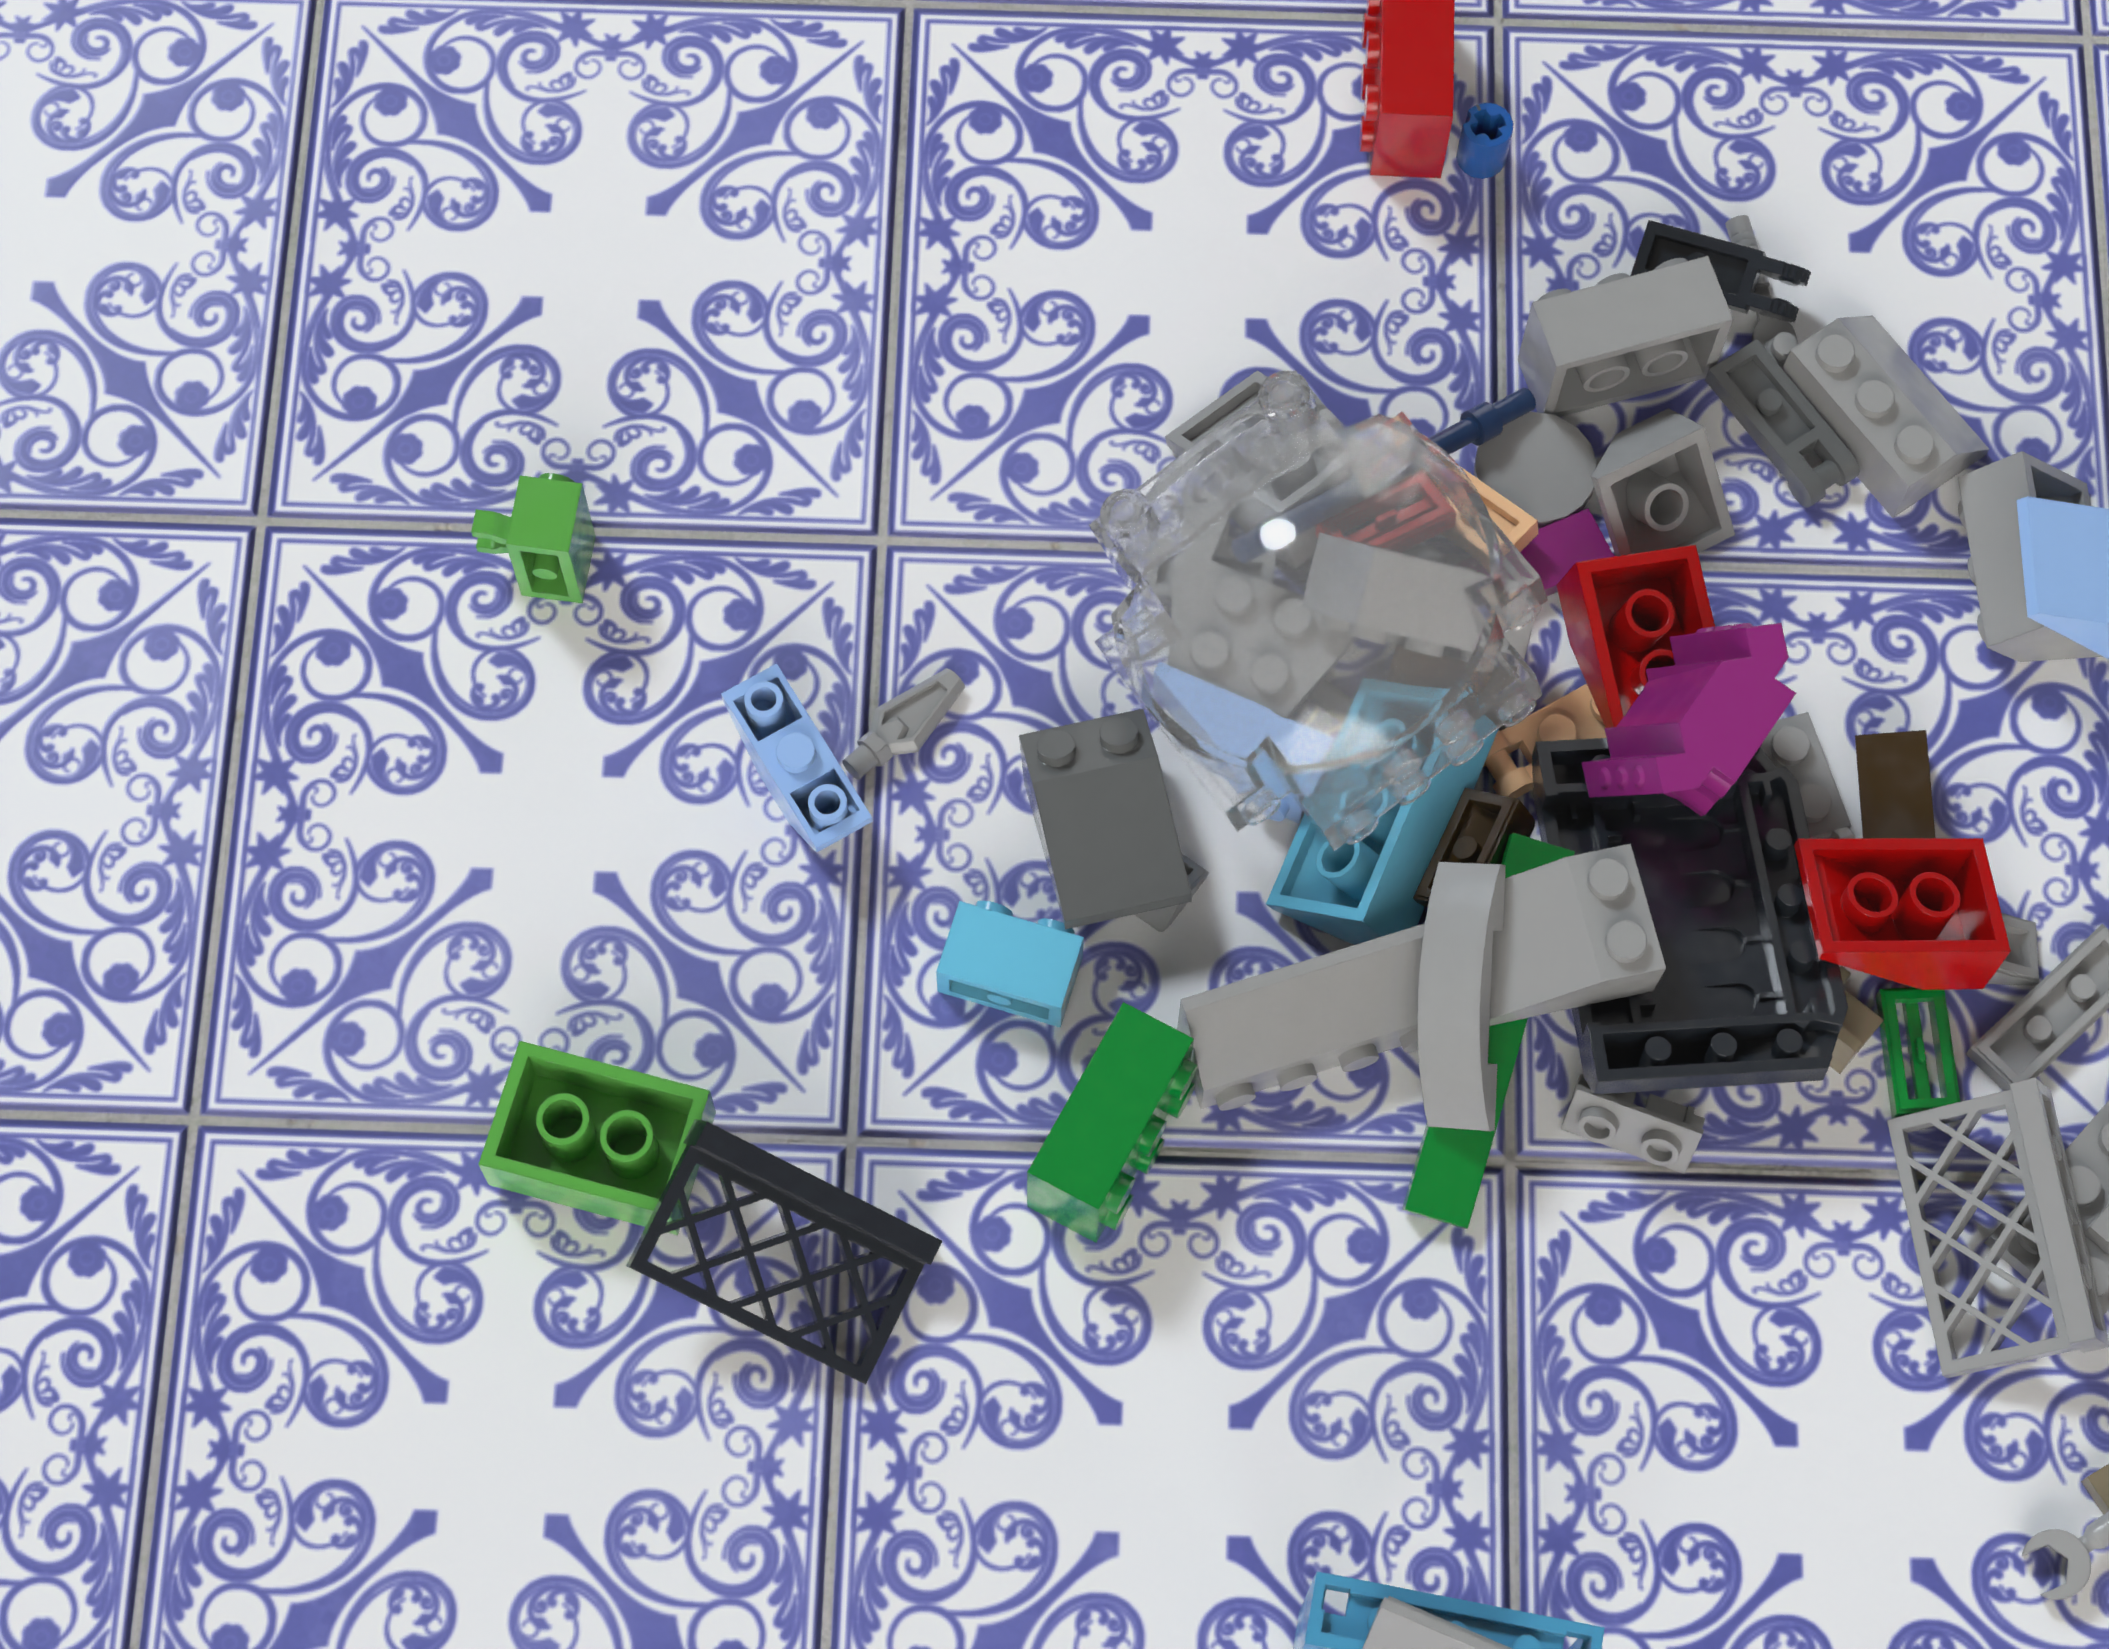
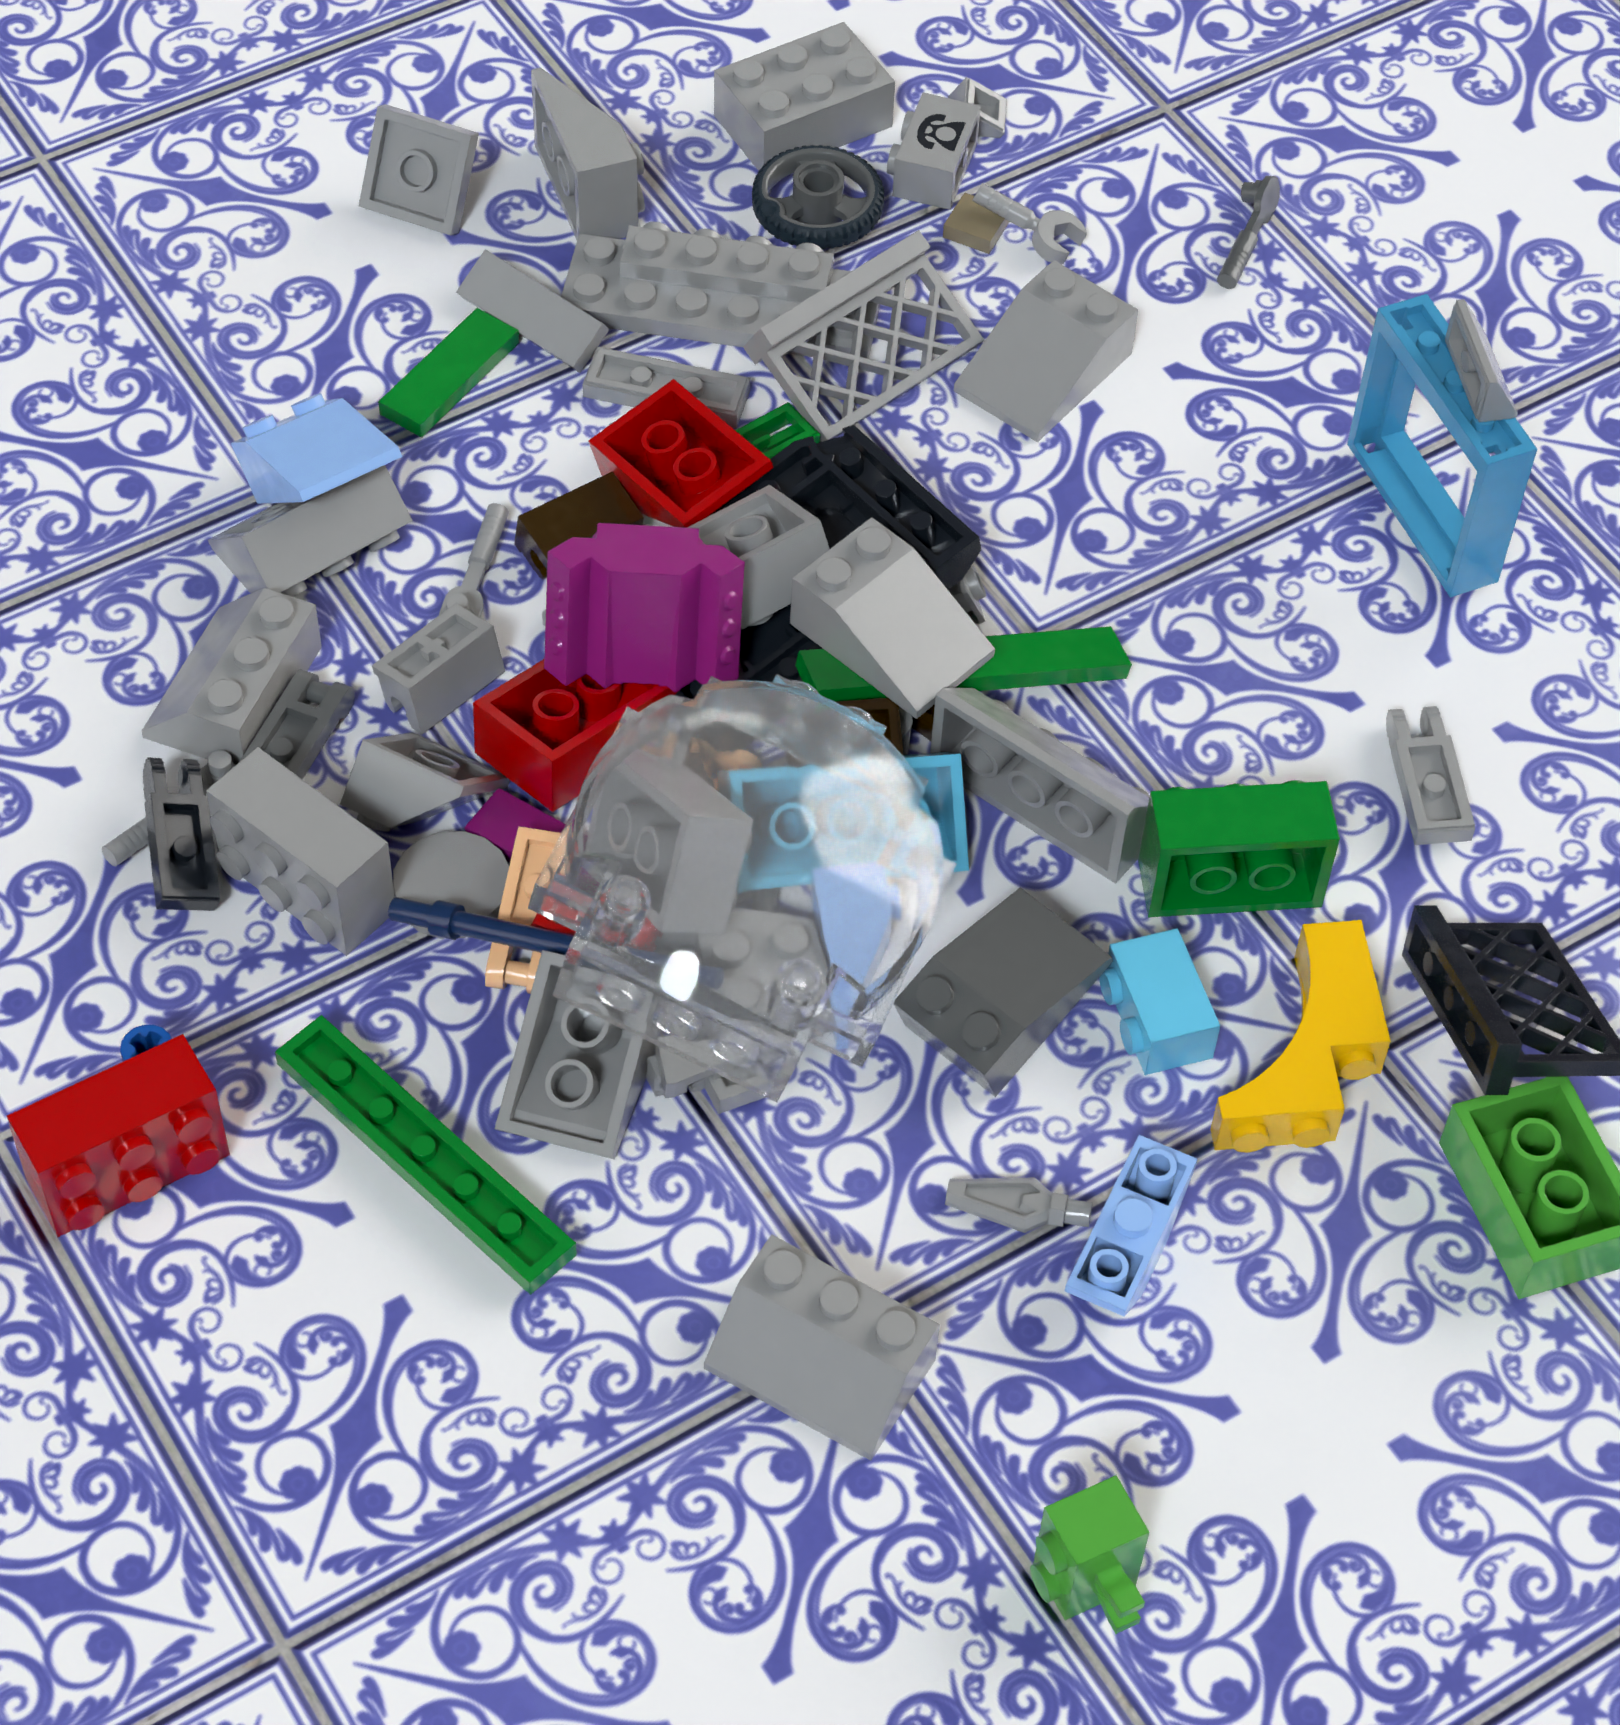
camera: 125 degrees left, 15 degrees down
(875, 1093) = (1338, 1036): none -> yellow arch
(877, 486) = (822, 1347): none -> light grey slope
(1091, 1401) = (1429, 779): none -> light grey hinge
(1264, 297) = (426, 1154): none -> green plate
(1456, 995) = (967, 653): light grey slope -> none
(1718, 878) = (775, 543): none -> light grey slope
(1789, 575) = (440, 667): none -> light grey hinge
(1872, 663) = (479, 561): none -> light grey piece
(1877, 1419) = (1049, 351): none -> light grey slope

